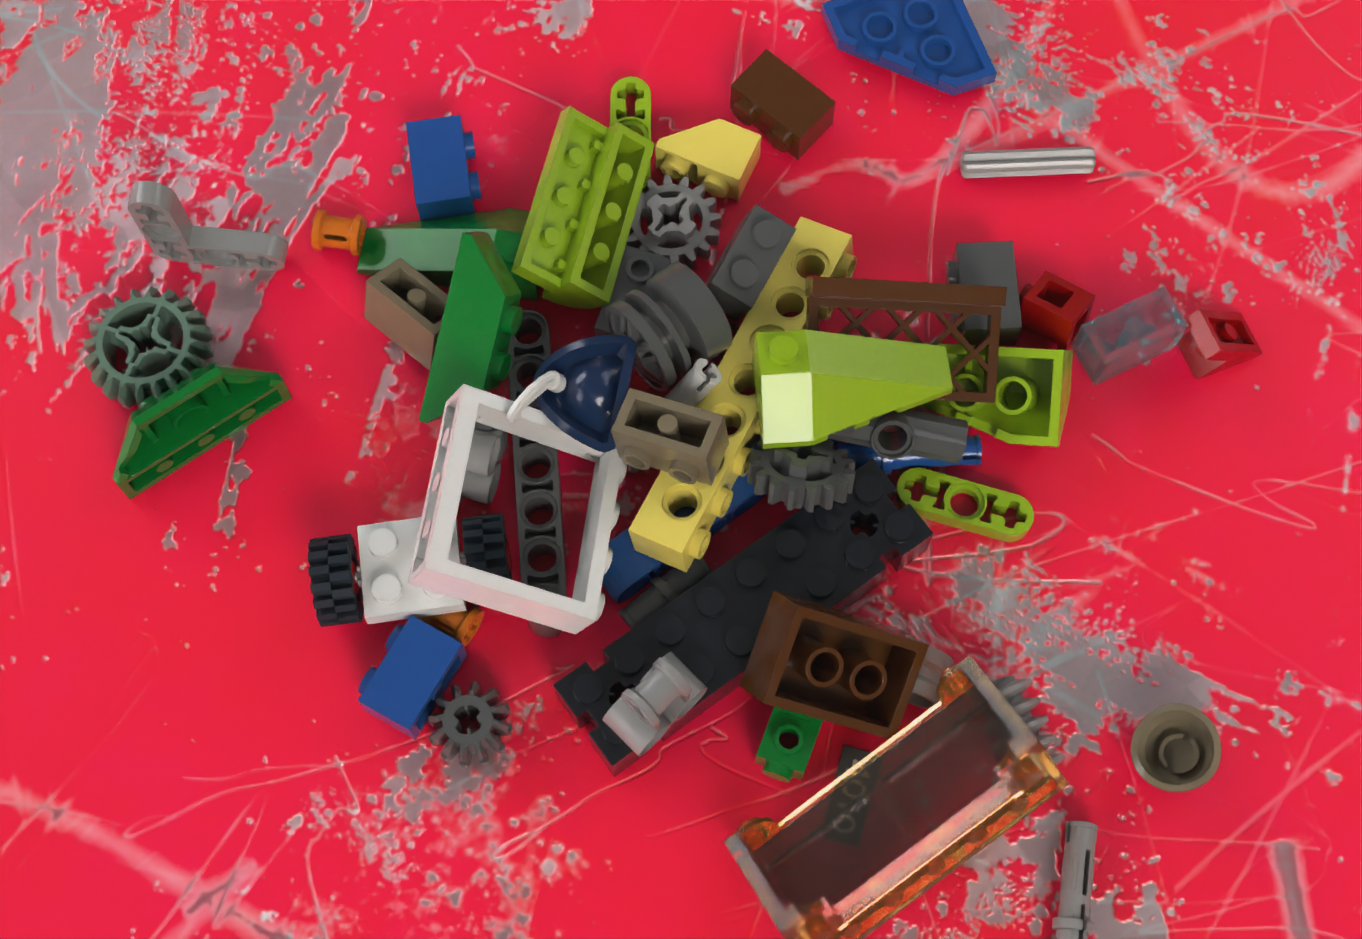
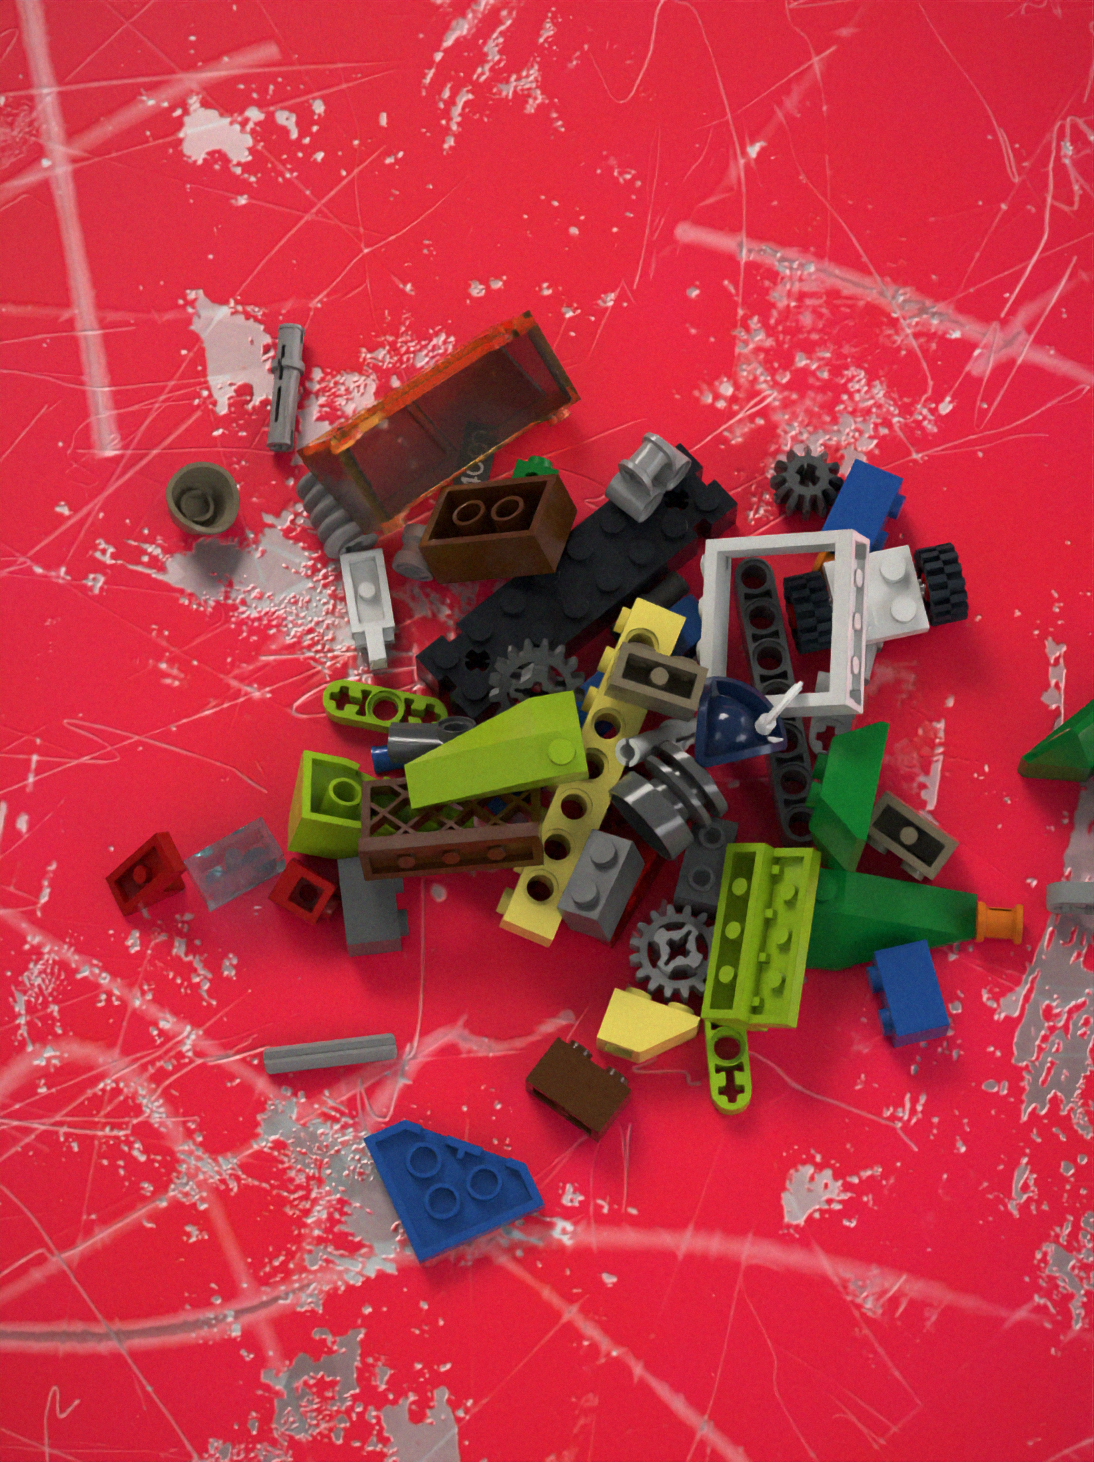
camera: 175 degrees right, 0 degrees up
(981, 617) = (368, 603): none -> white hinge

